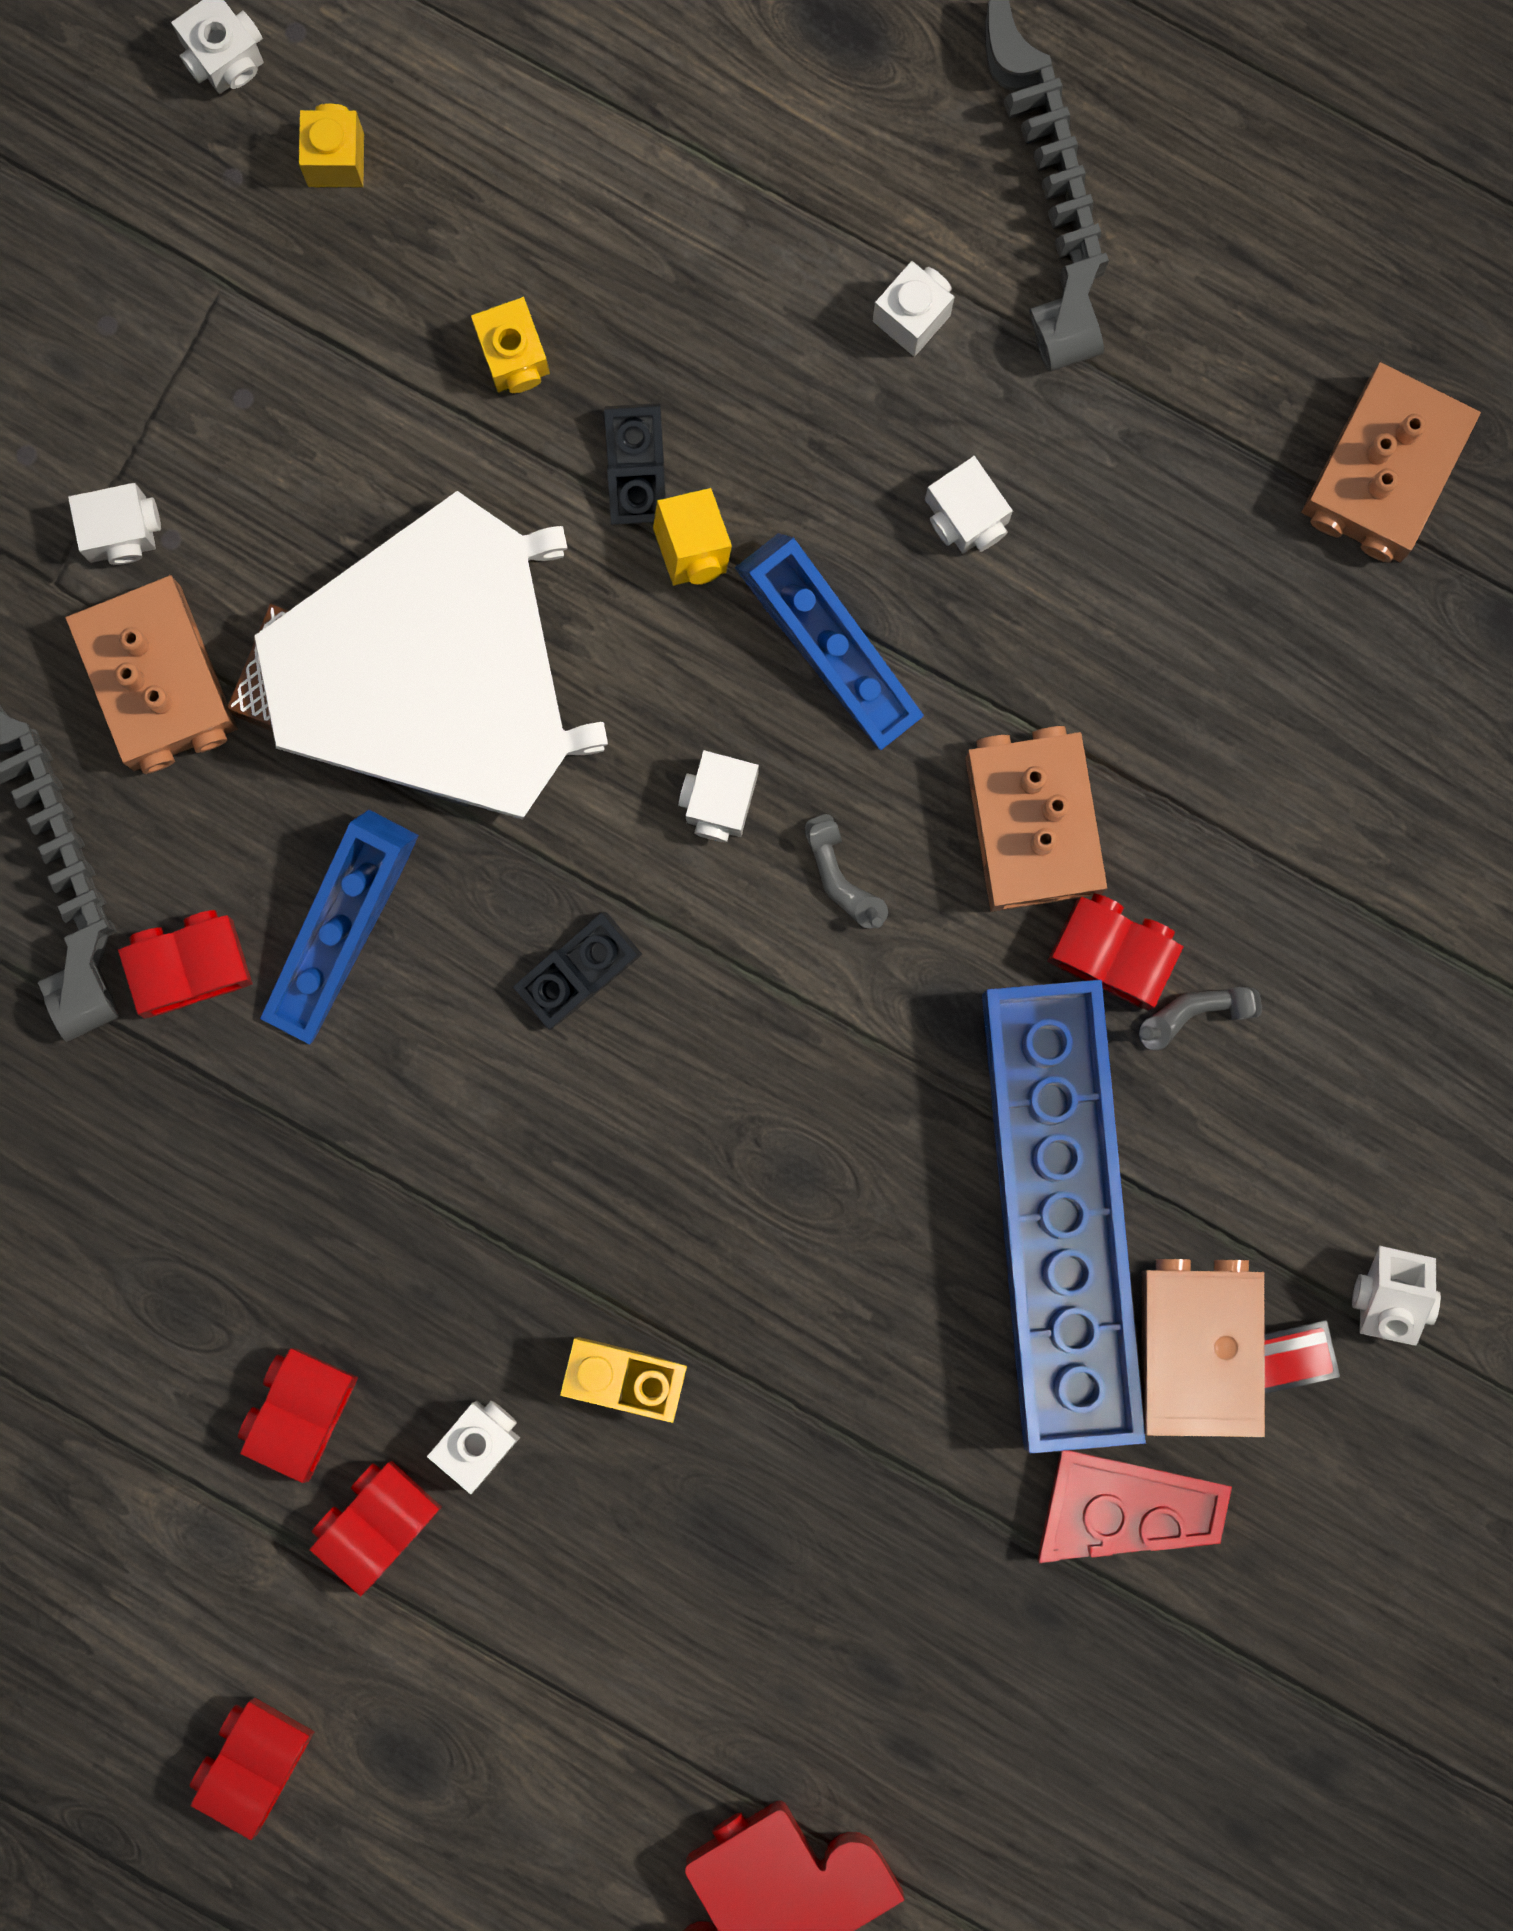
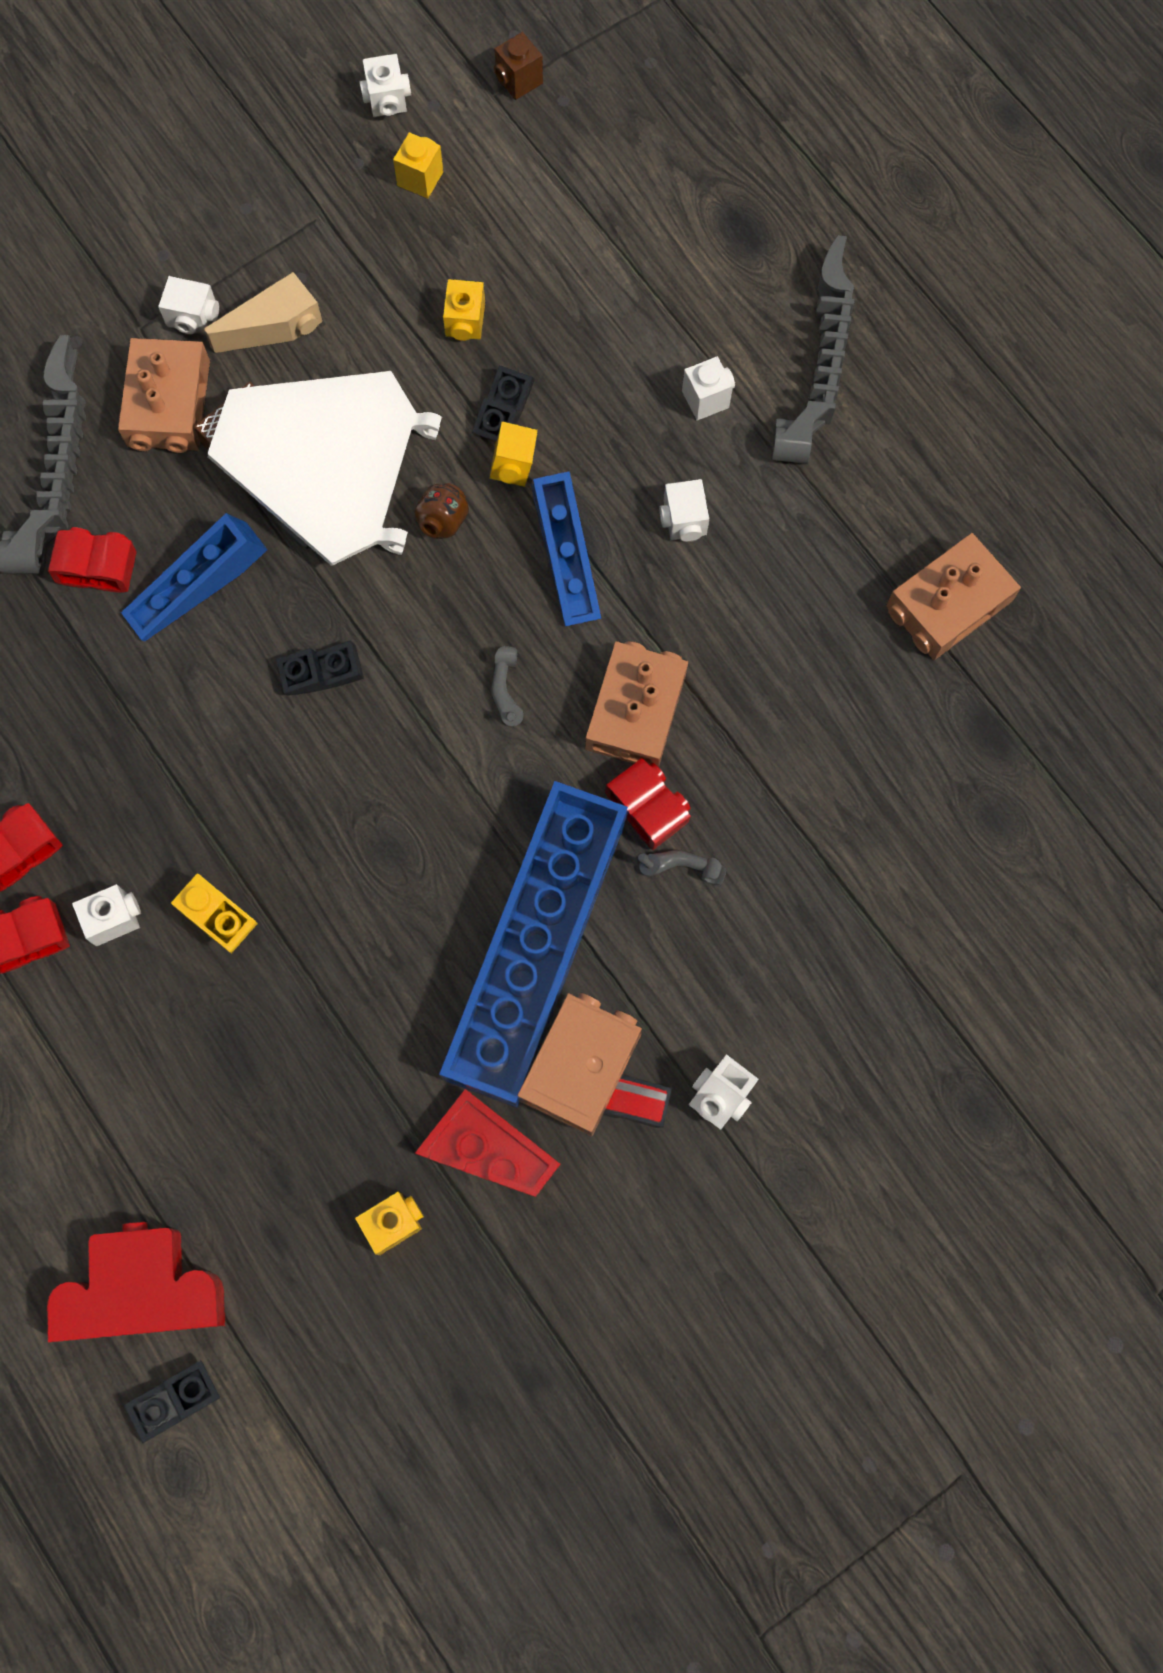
camera: 25 degrees right, 10 degrees down
(242, 484) = (268, 318): none -> tan slope
(632, 665) = (441, 510): none -> reddish brown head
(719, 796) = (455, 606): white brick -> none
(1052, 1664) = (390, 1222): none -> yellow brick

